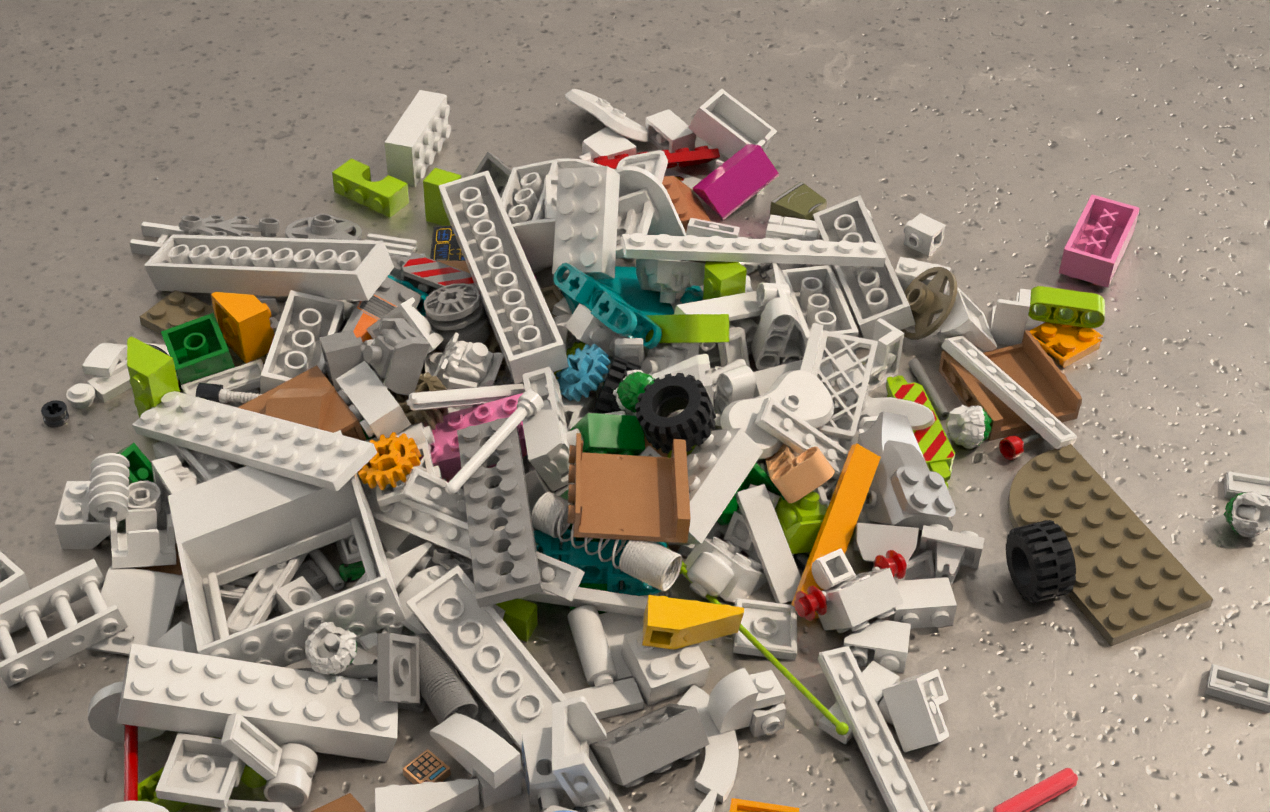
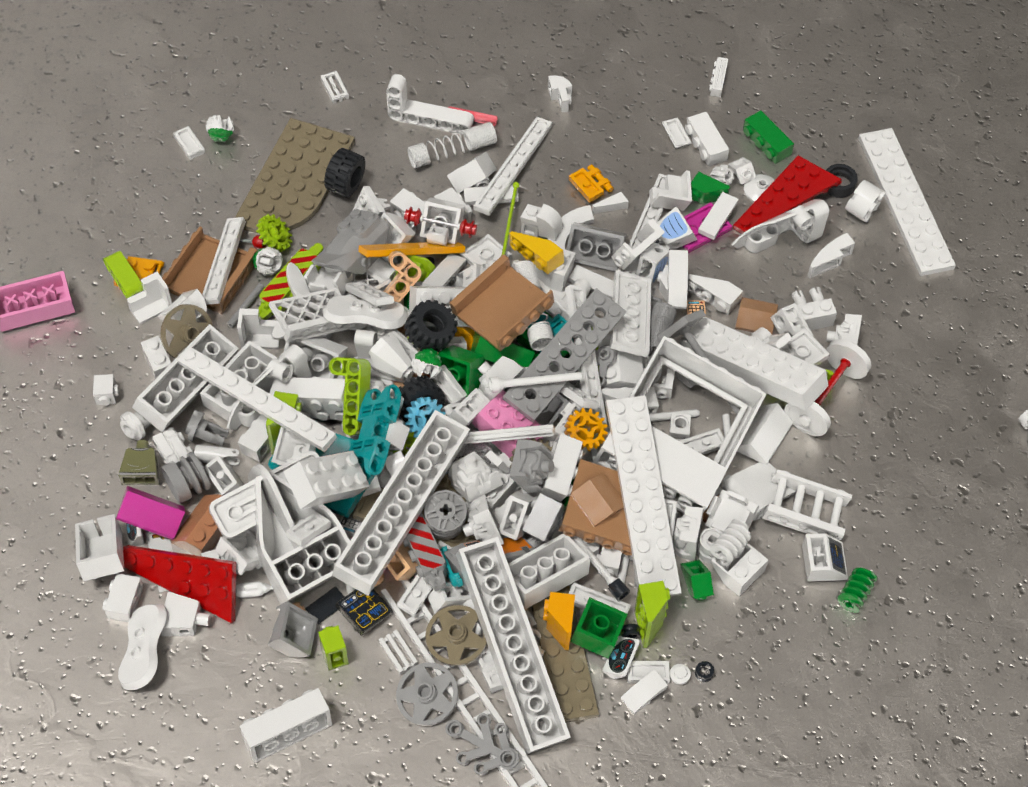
camera: 135 degrees left, 15 degrees up
(330, 649) = (706, 347): white piece -> none
(383, 196) = (360, 731): lime arch -> none
(747, 207) = (187, 476): none -> light grey wheel
(981, 748) = (474, 137): none -> white piece
(998, 459) = (274, 232): none -> lime gear
(1094, 732) = (422, 113): none -> white beam

